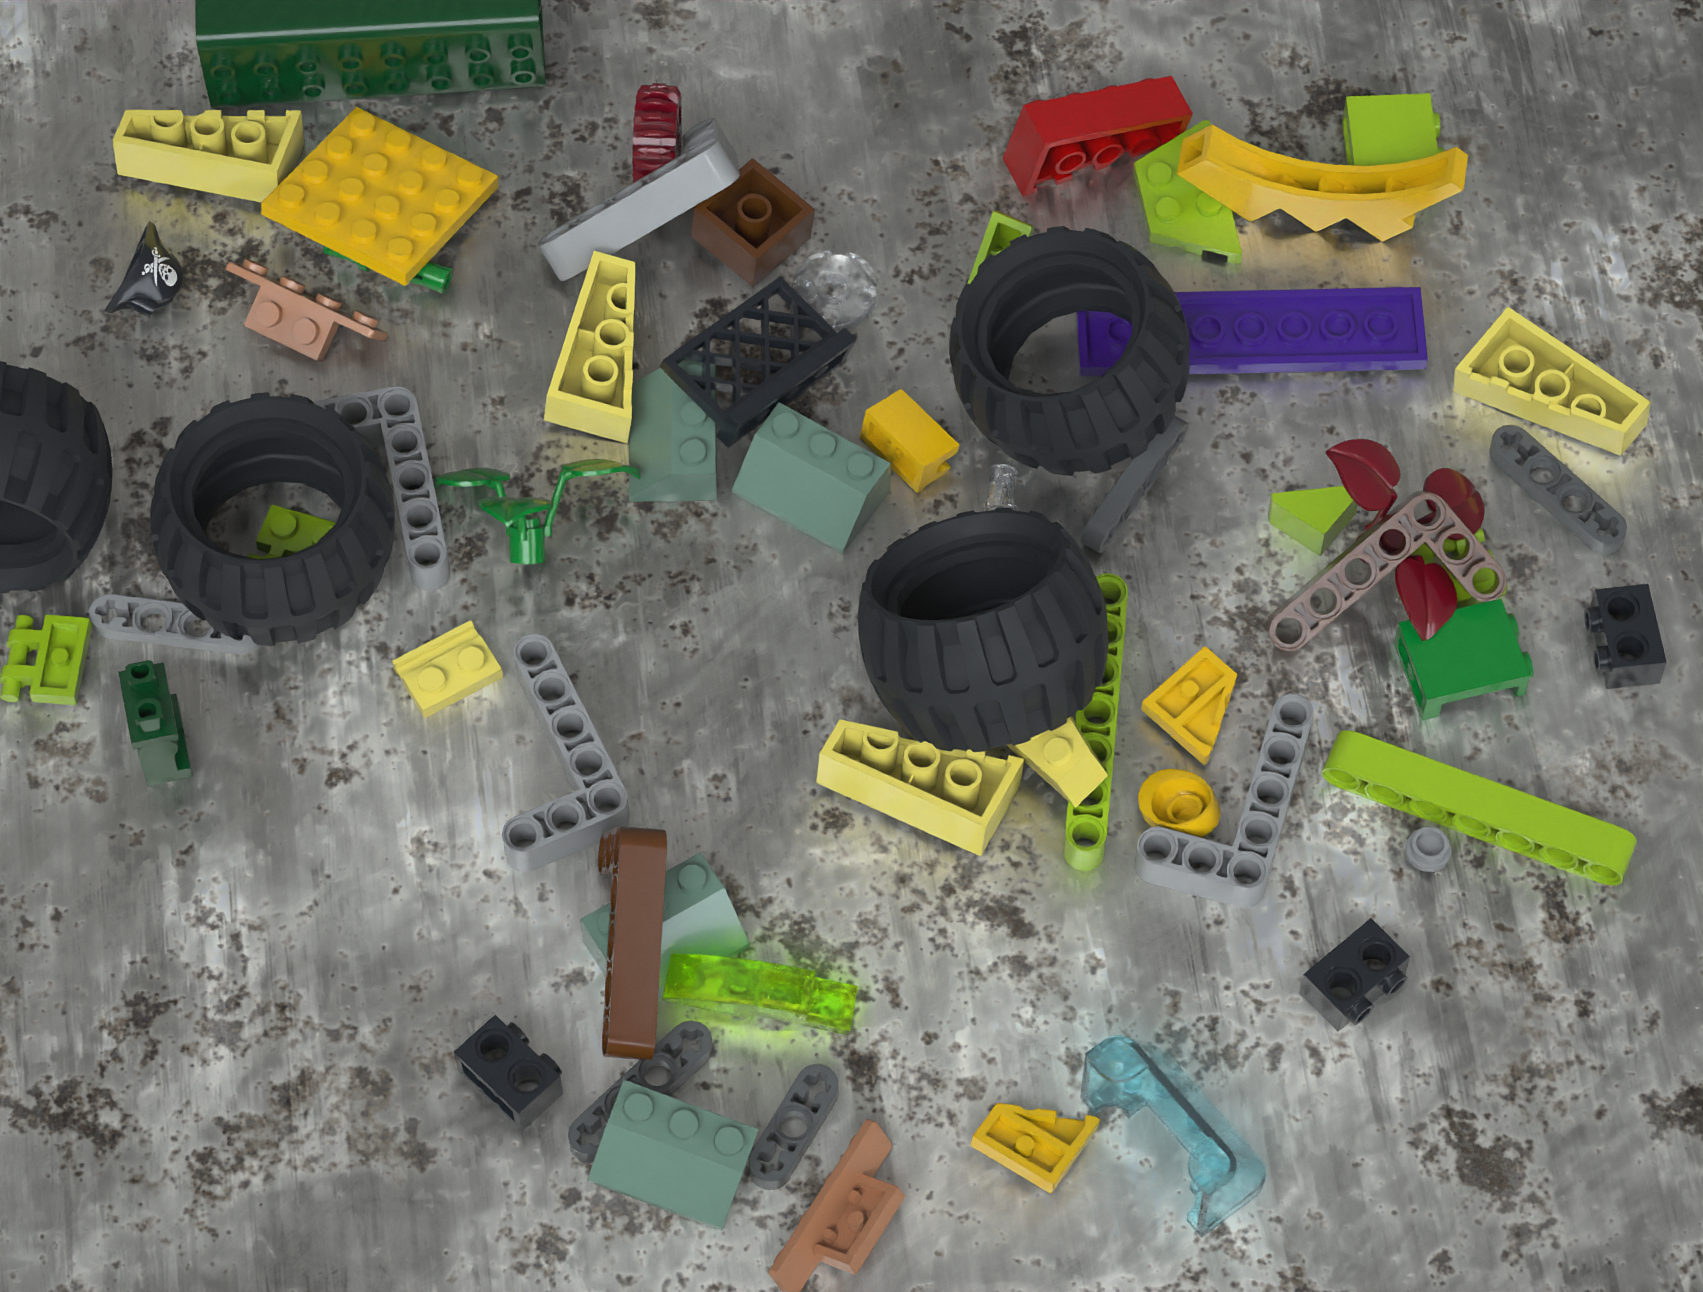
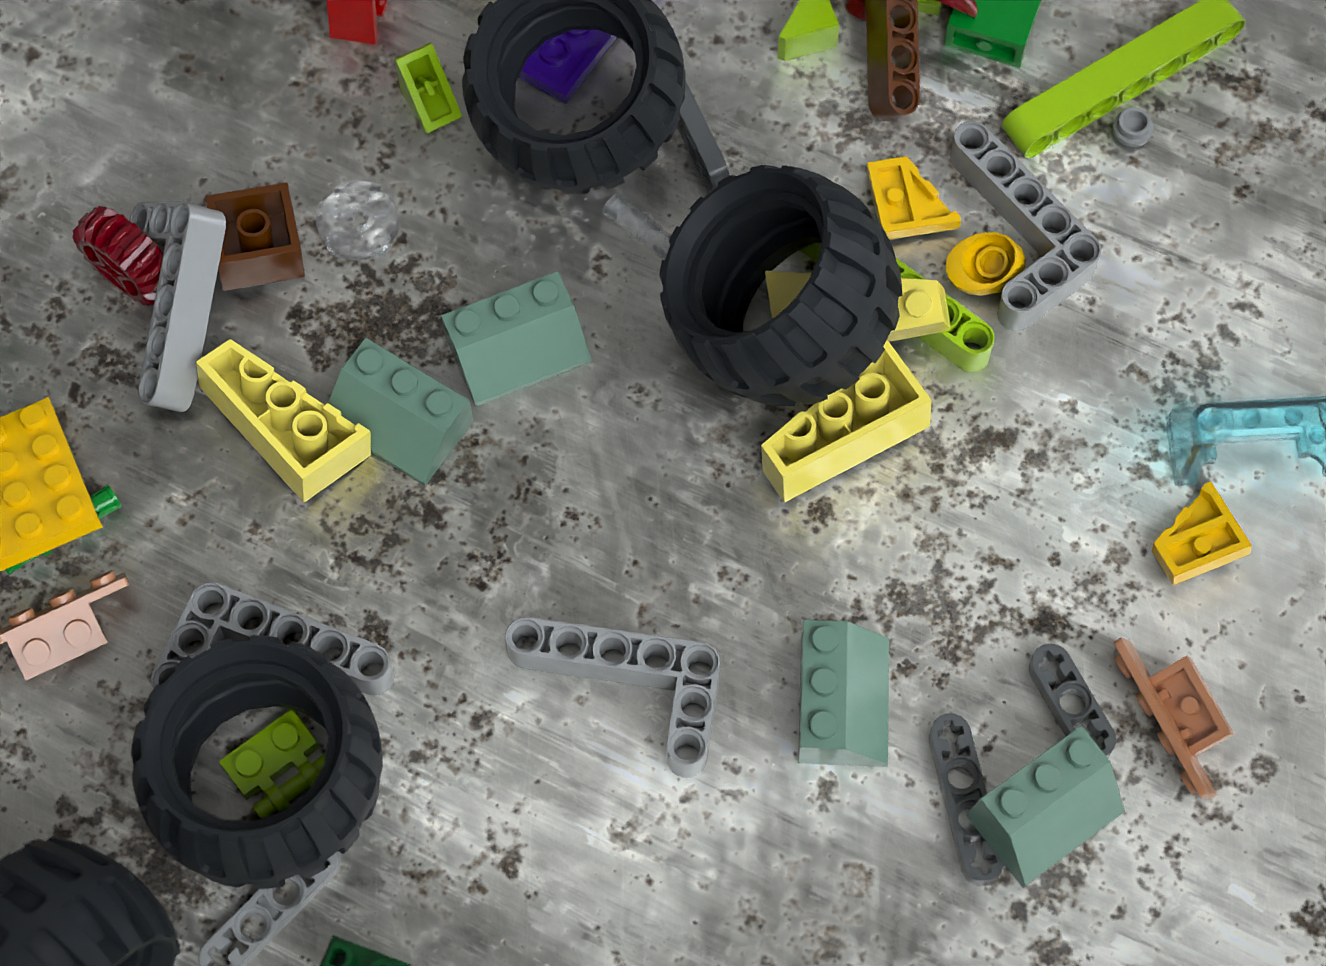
camera: 55 degrees left, 5 degrees up
(447, 669) = (477, 716): light yellow plate -> none
(500, 1077) = (891, 900): black brick -> none
(525, 530) = (403, 572): green plant -> none
(638, 869) = (847, 706): reddish brown beam -> none
(759, 989) = (944, 655): clear neon green slope -> none
(788, 379) = (424, 307): black fence -> none
(908, 440) = (533, 250): yellow hinge -> none
(1347, 969) = (1198, 237): black brick -> none

